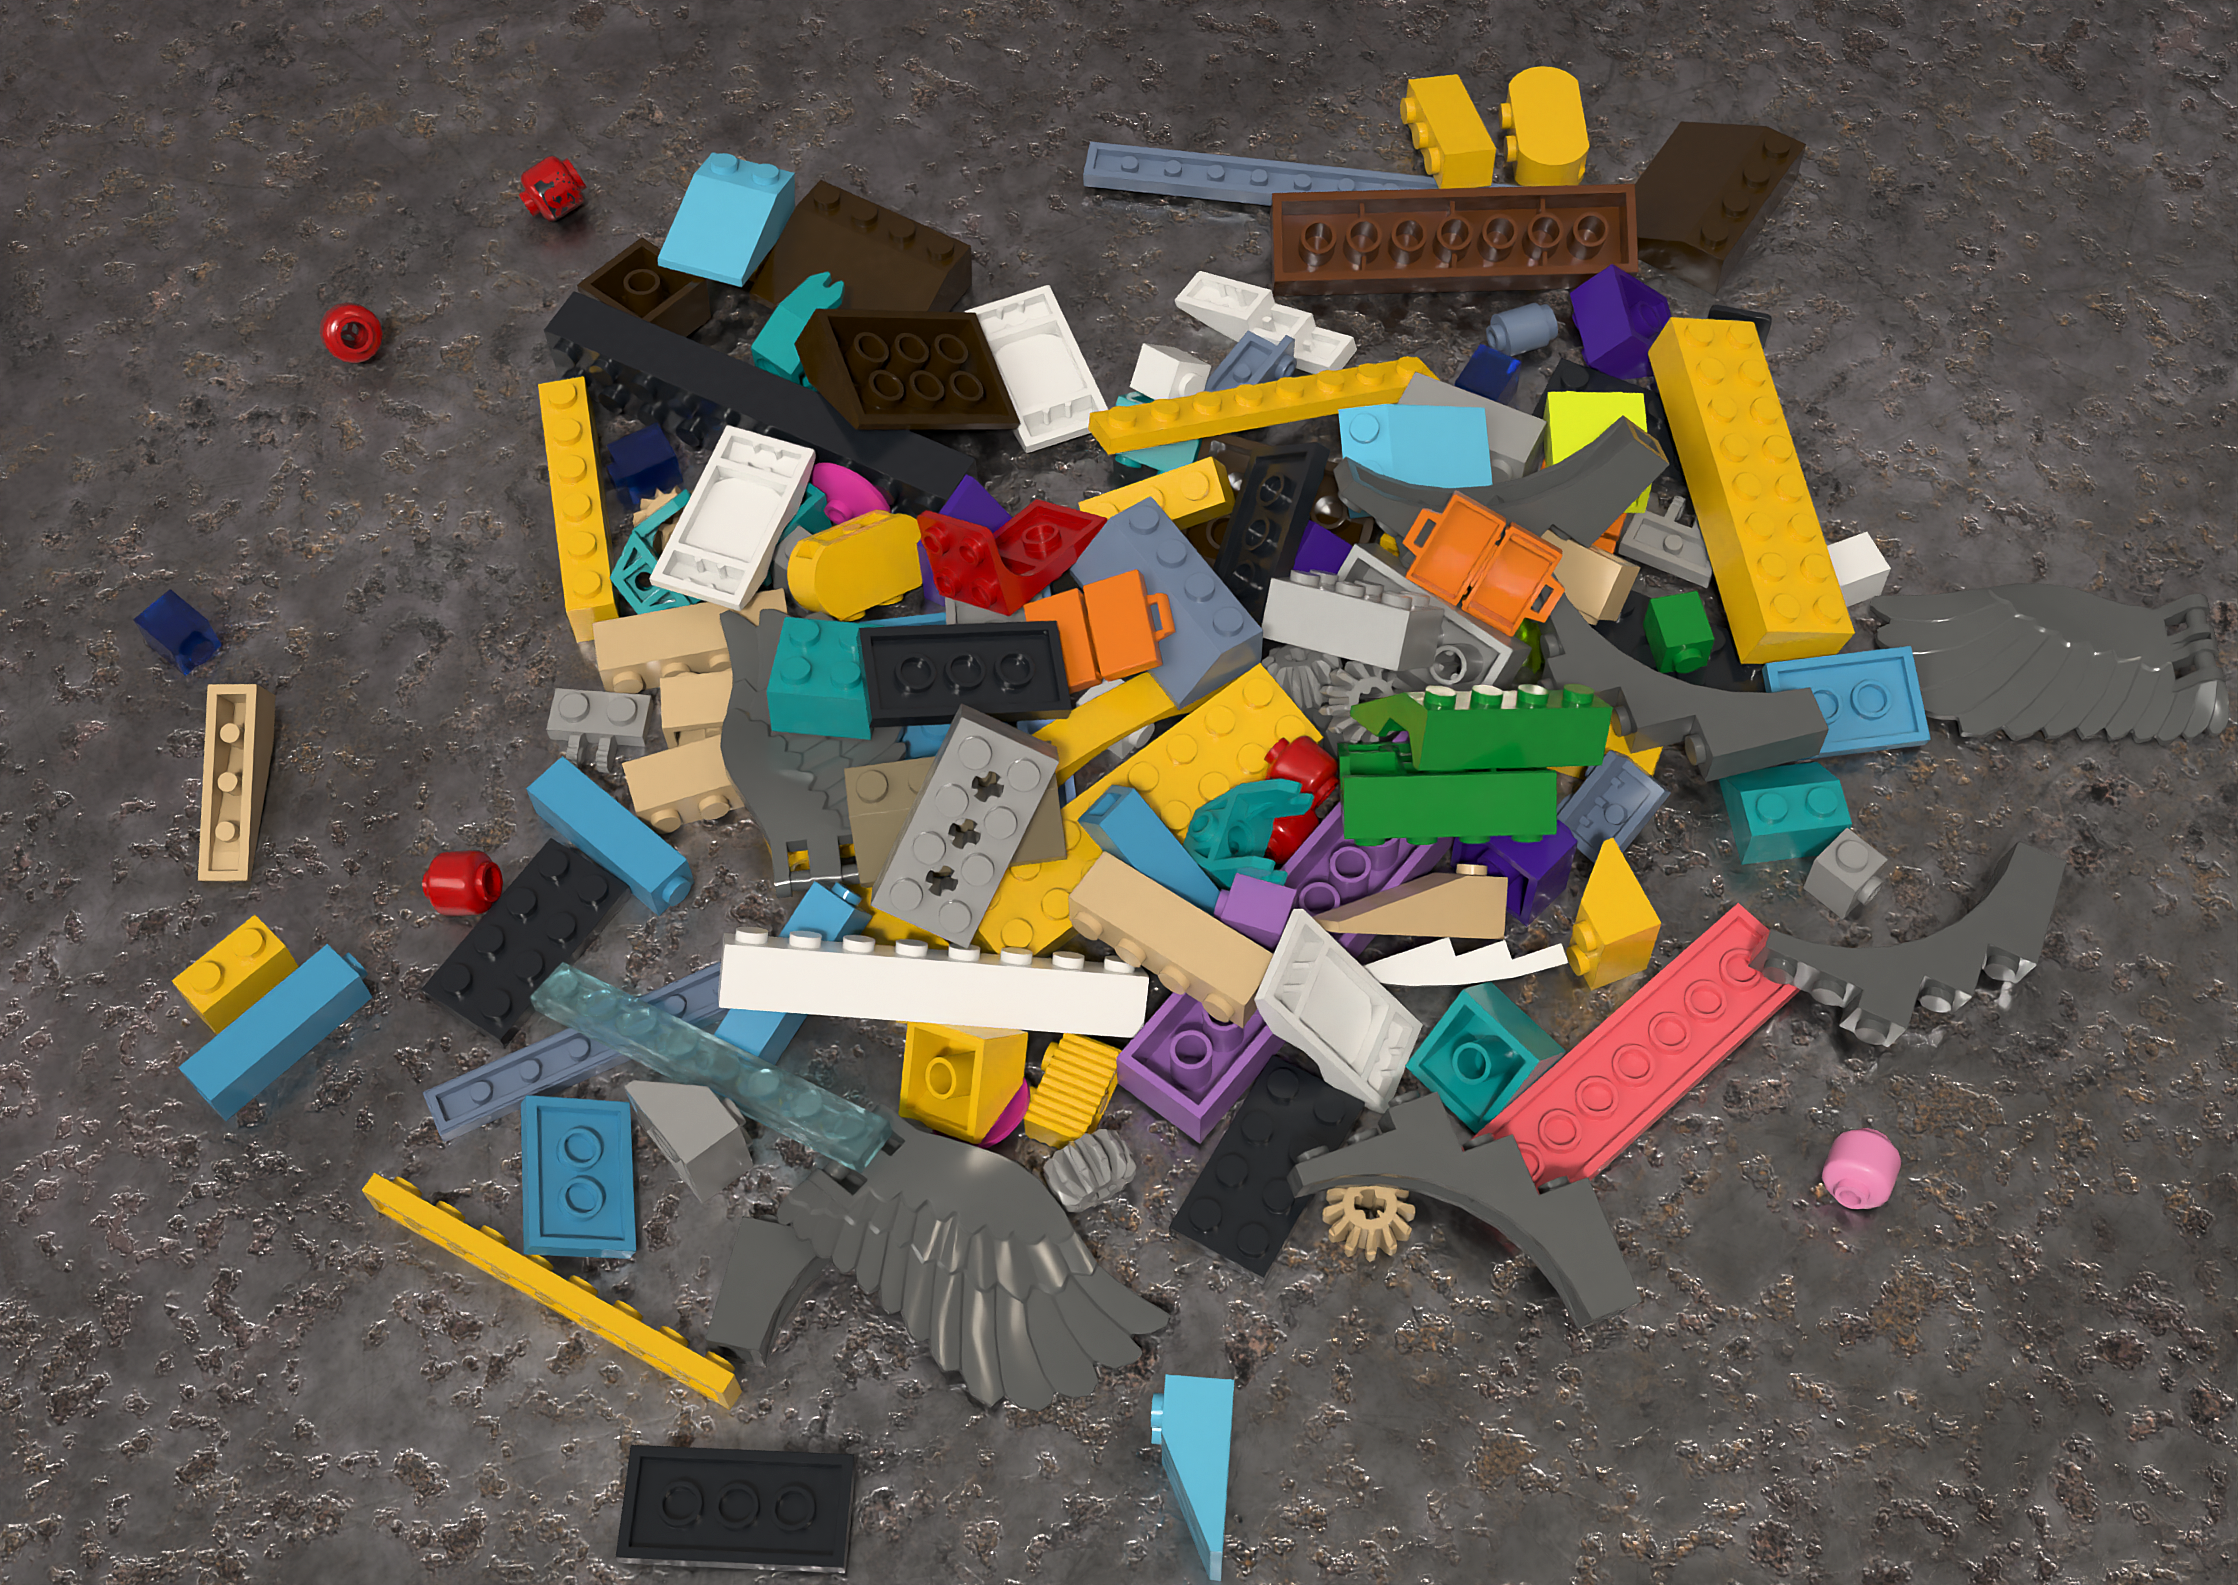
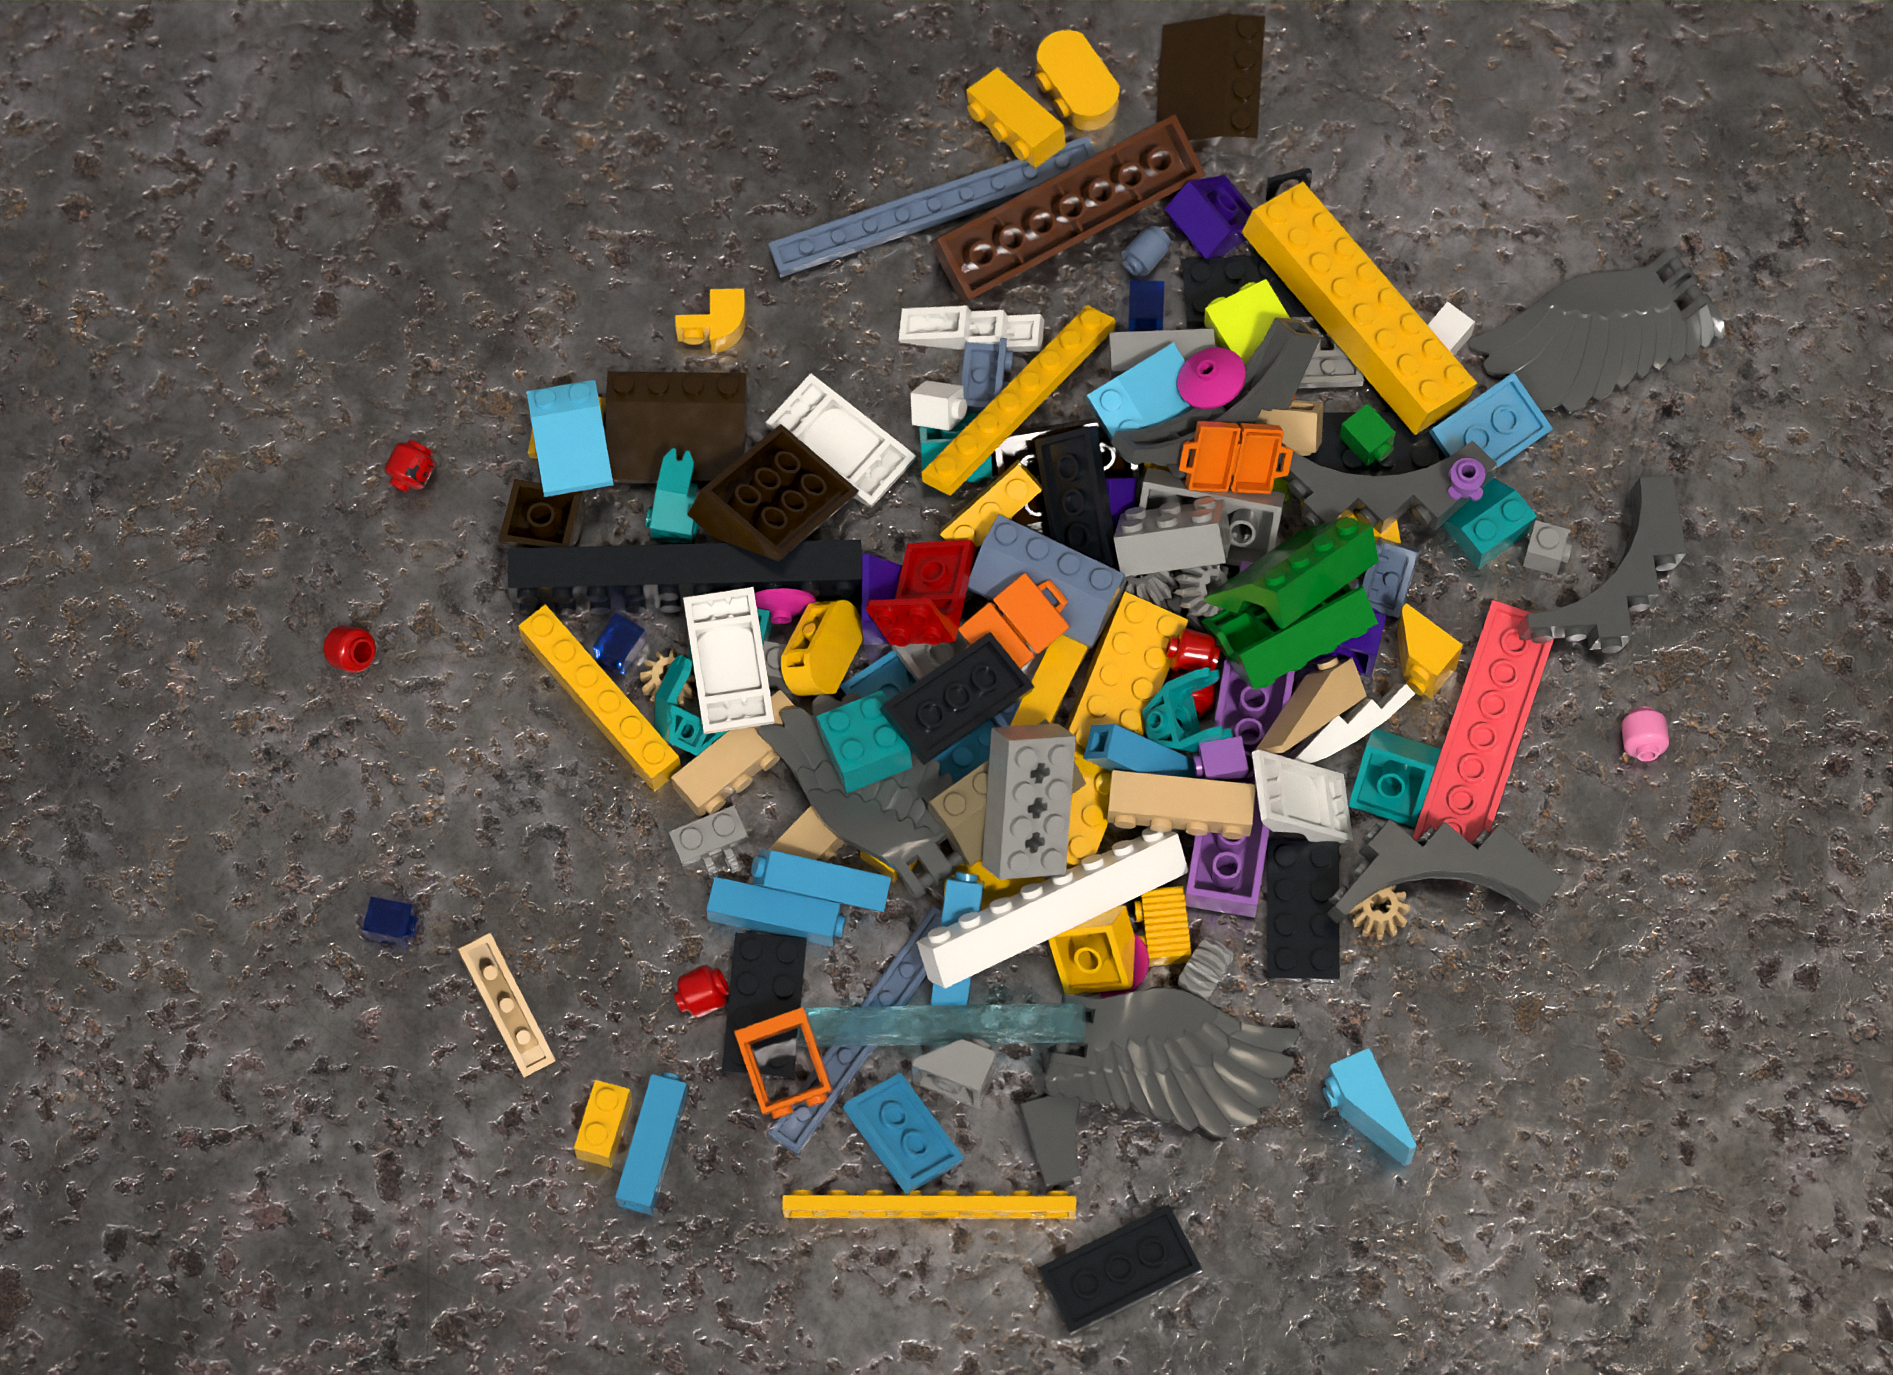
camera: 30 degrees left, 10 degrees up
(446, 1000) = (770, 1028): none -> orange window
(676, 816) = (820, 880): none -> dark azure brick
(694, 706) = (775, 798): tan brick -> none
(983, 200) = (721, 327): none -> yellow brick
(1507, 462) = (1218, 386): none -> dark pink dish
(1776, 723) = (1466, 487): none -> medium lavender brick

